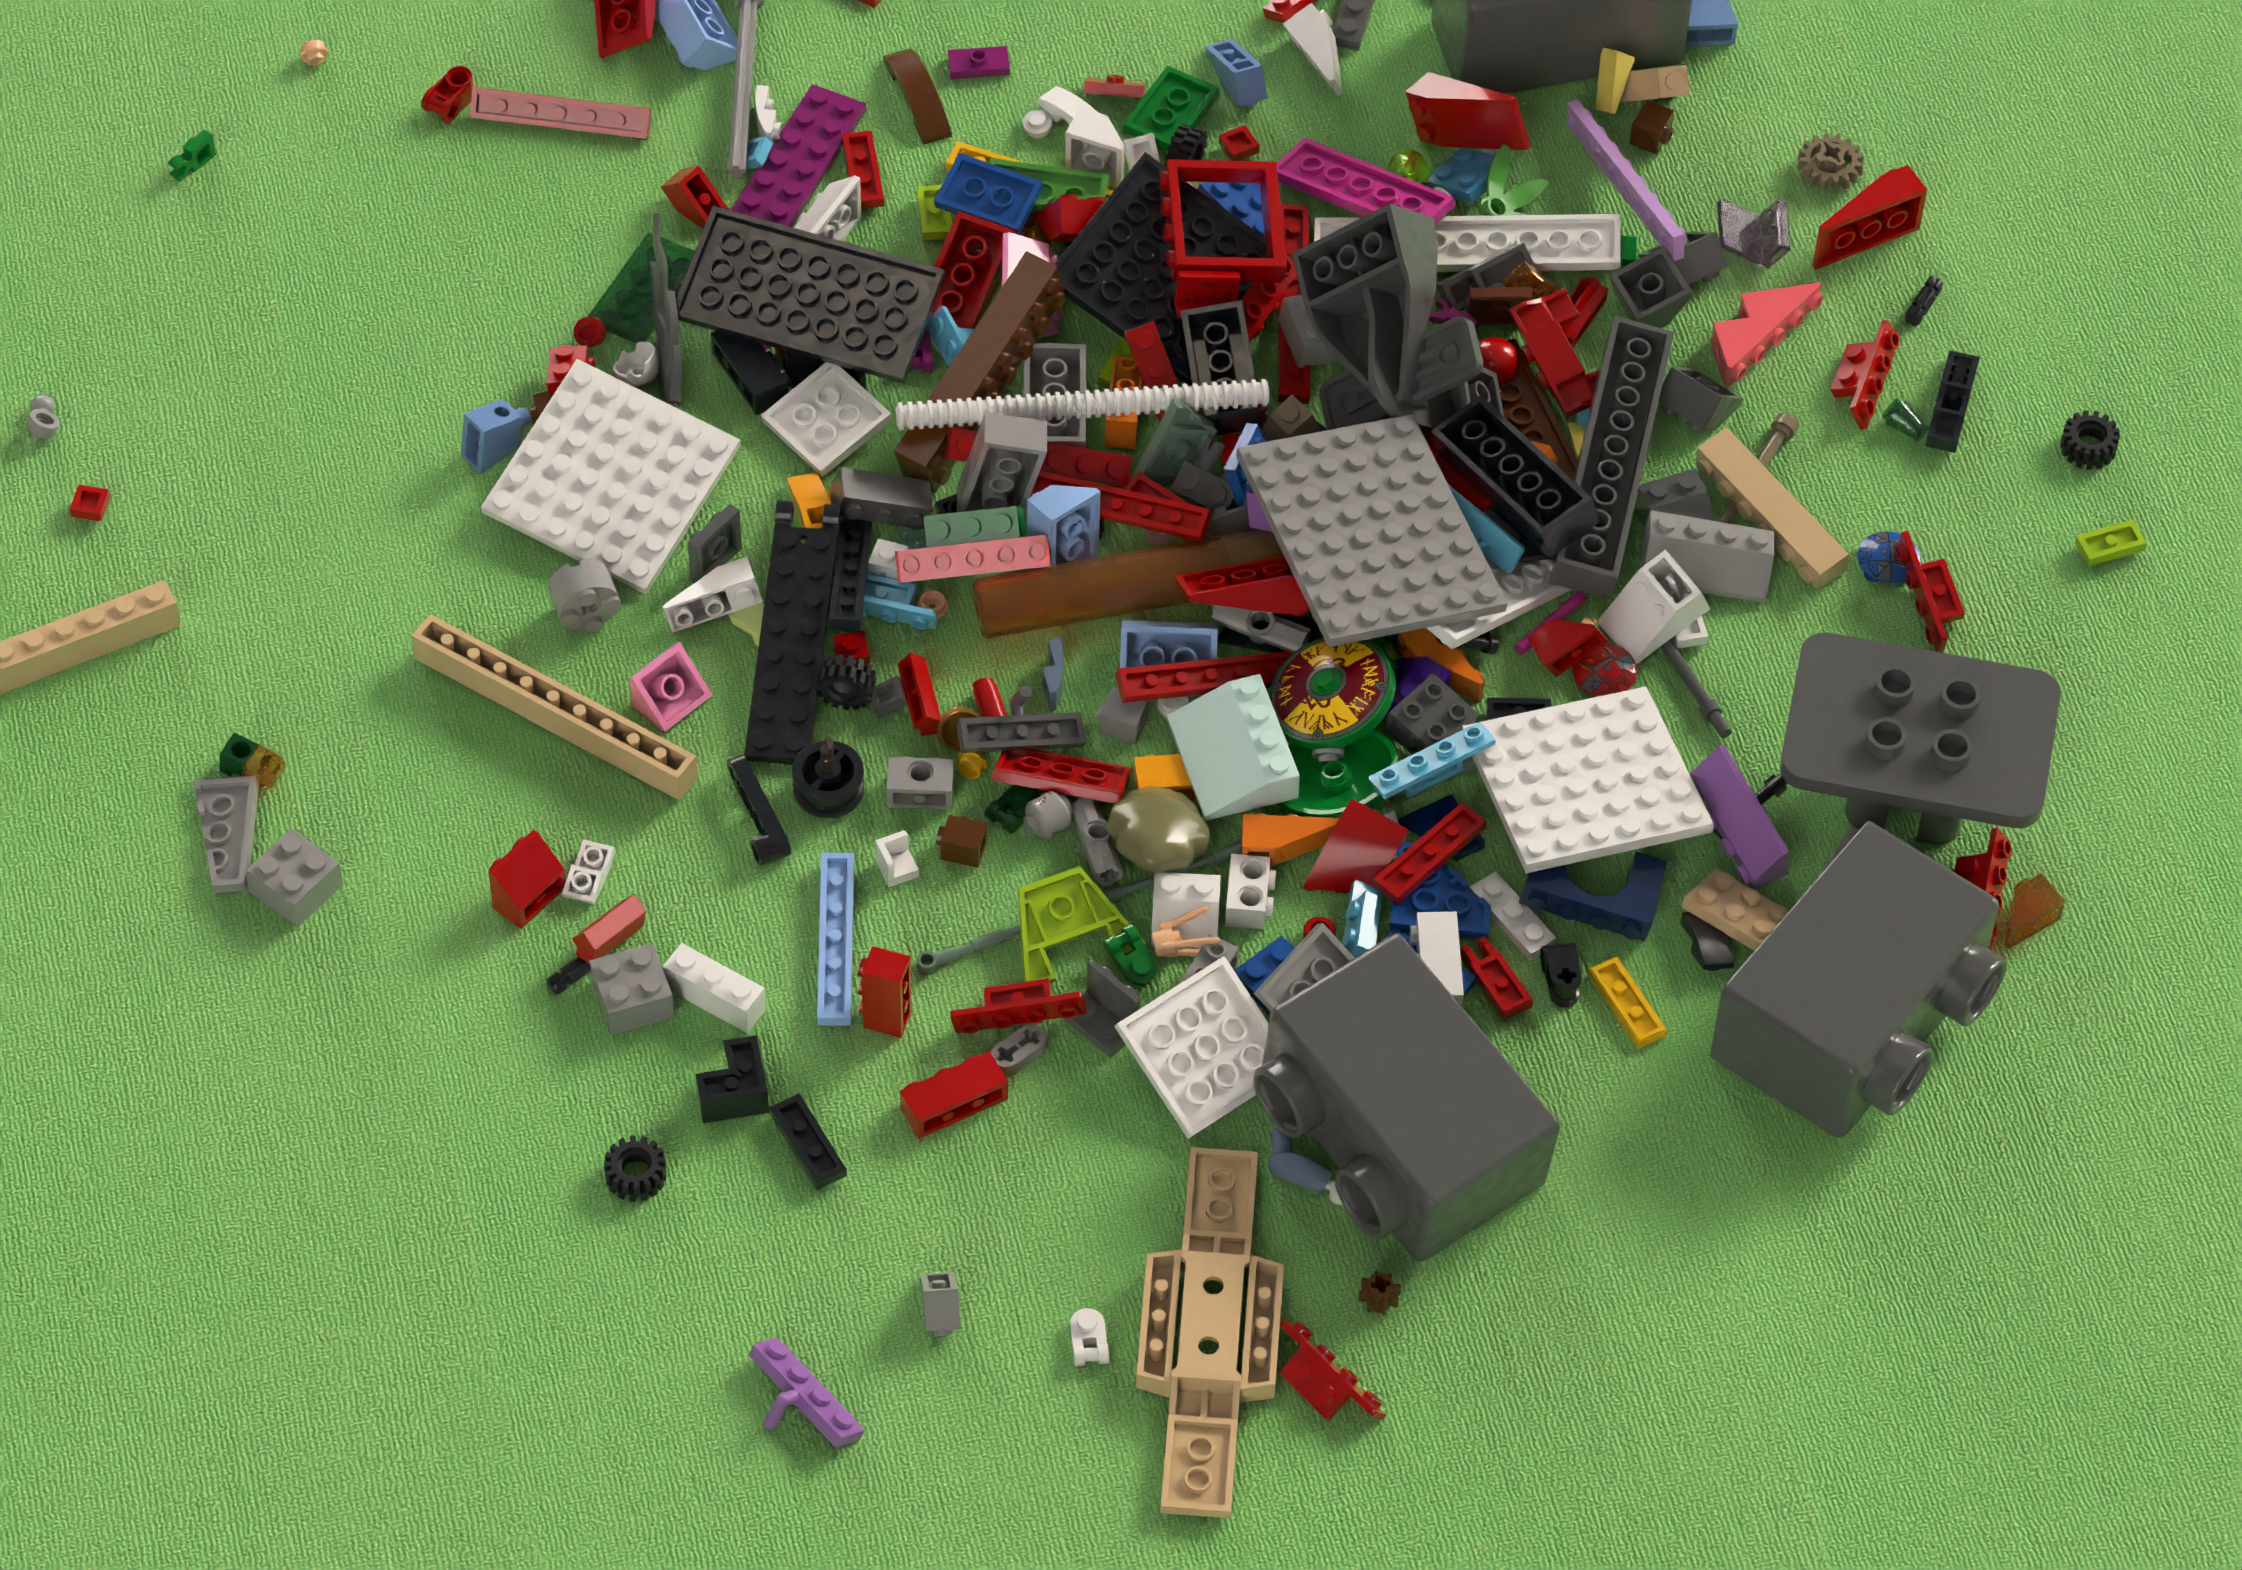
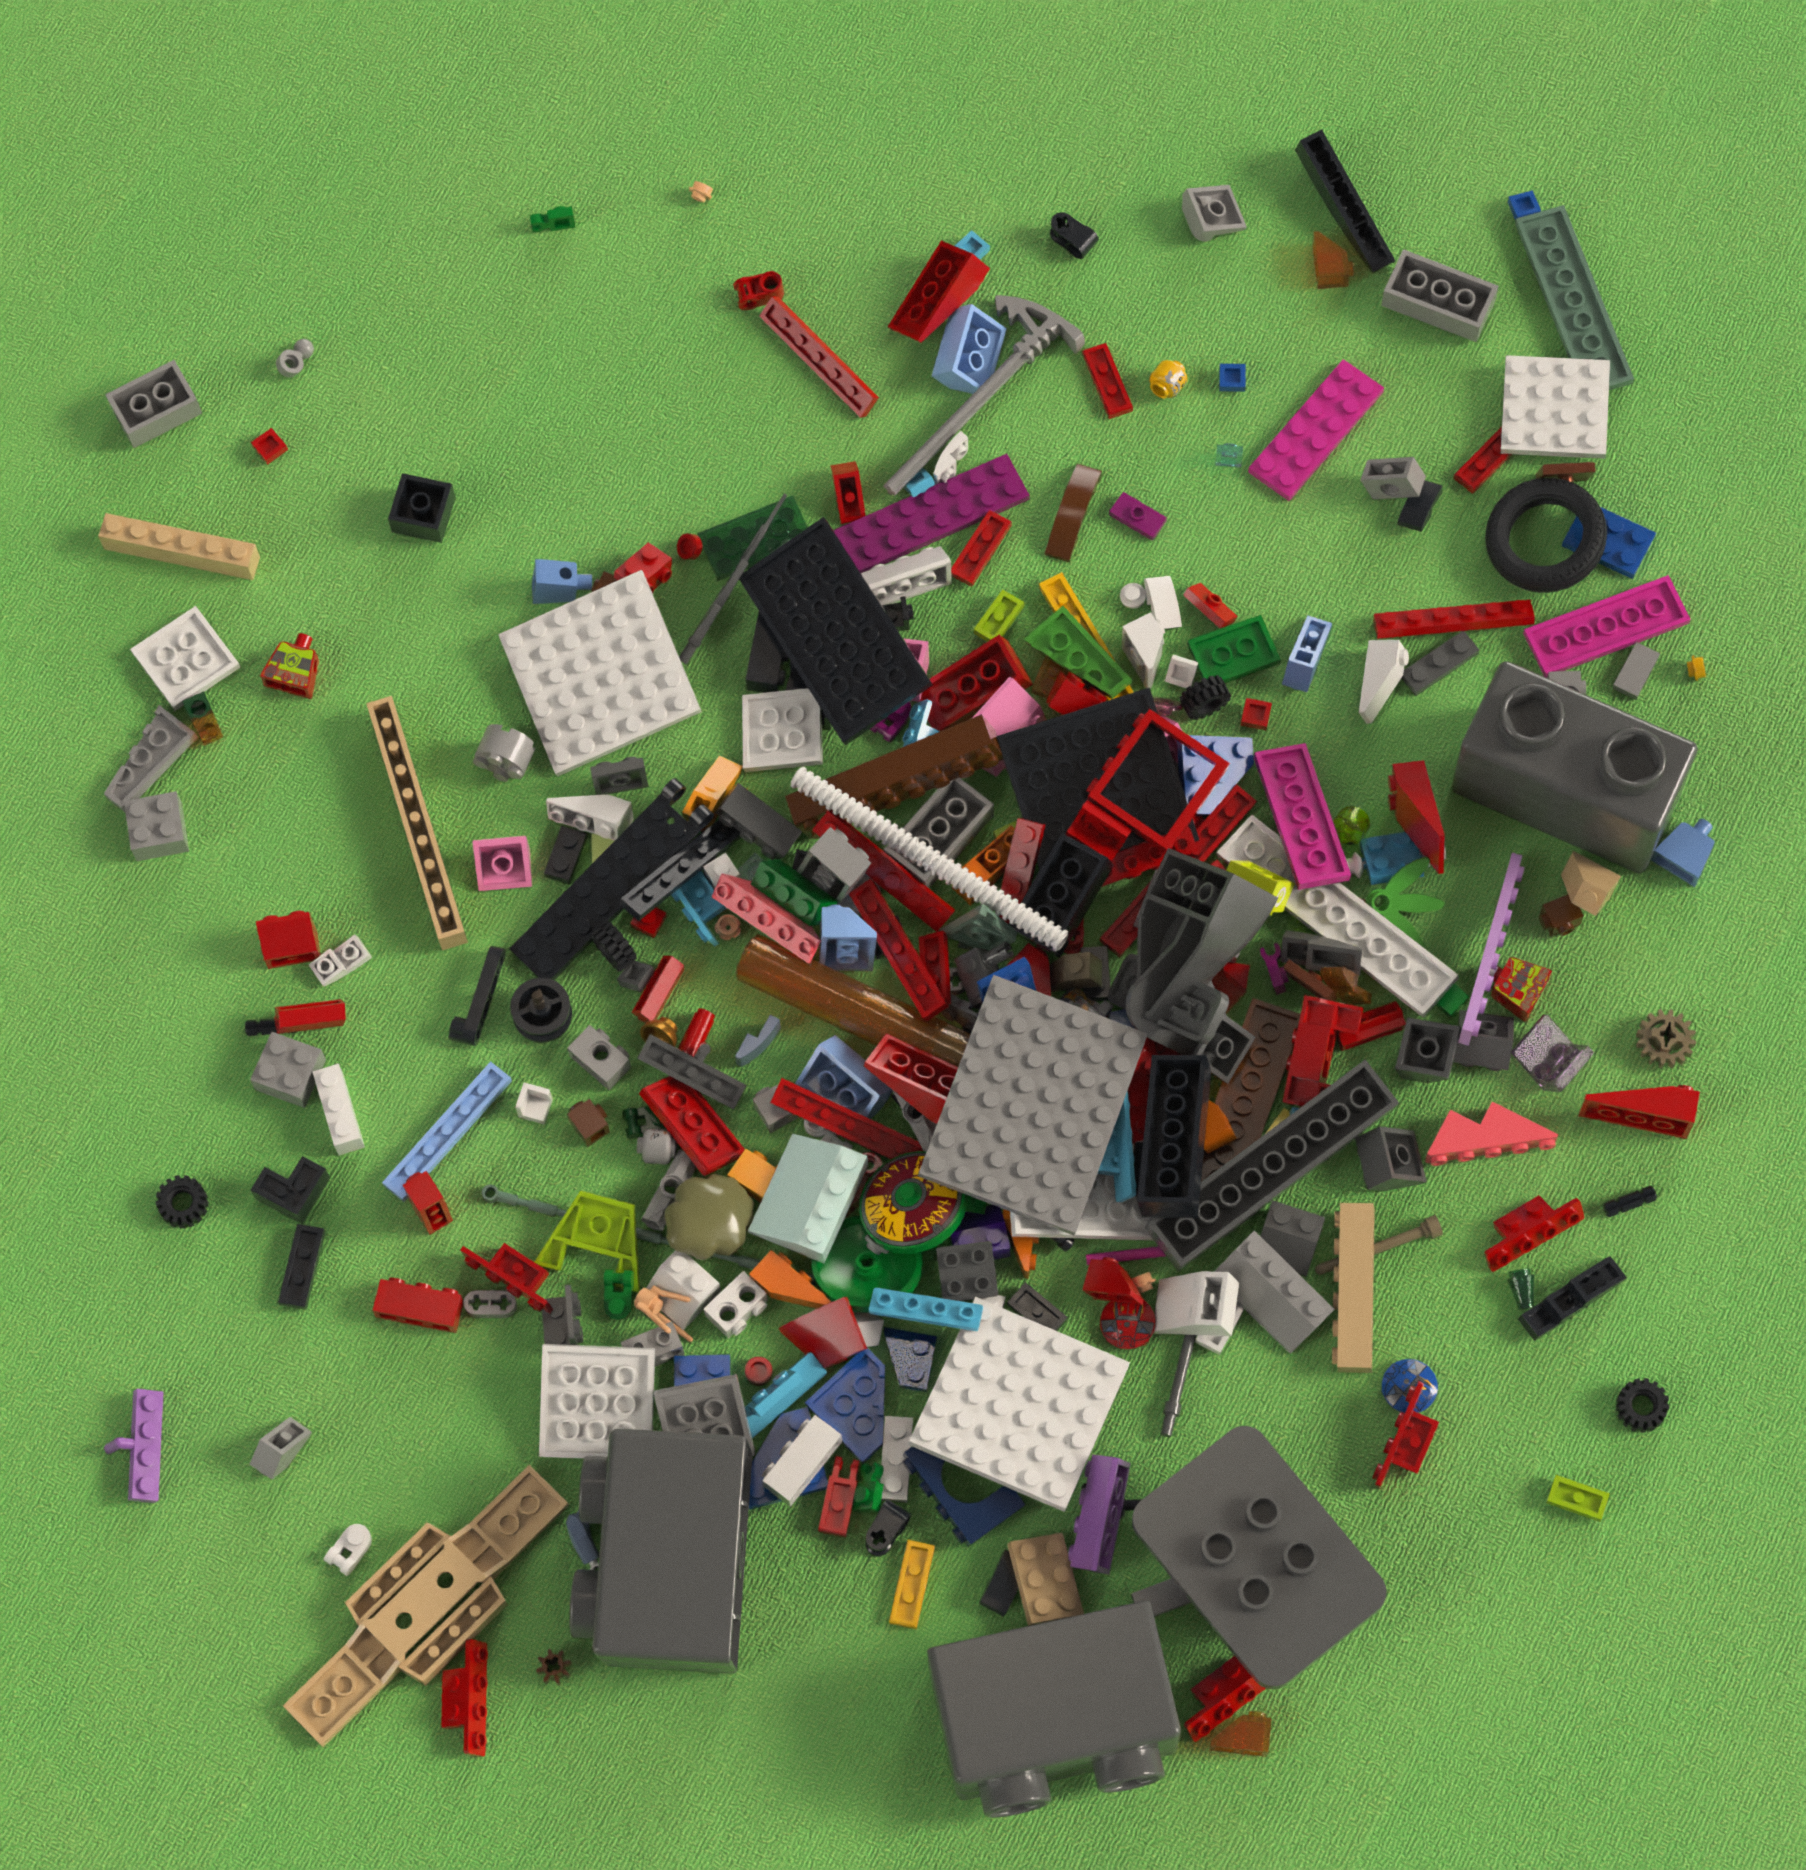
camera: 45 degrees right, 15 degrees up
(180, 726) = (185, 658): none -> white plate
(299, 455) = (421, 508): none -> black brick
(301, 665) = (292, 667): none -> torso
(638, 366) = (694, 597): white hair -> none
(719, 649) = (565, 855): none -> black plate
(971, 764) = (645, 1070): yellow plate -> none
(988, 192) = (1033, 635): blue plate -> none
(1429, 853) = (872, 1373): red plate -> none
(1499, 357) = (1268, 1023): red hair -> none
(1518, 952) = (869, 1492): none -> green plate
(1612, 78) = (1566, 854): light yellow slope -> none
(1678, 195) = (1519, 986): none -> torso

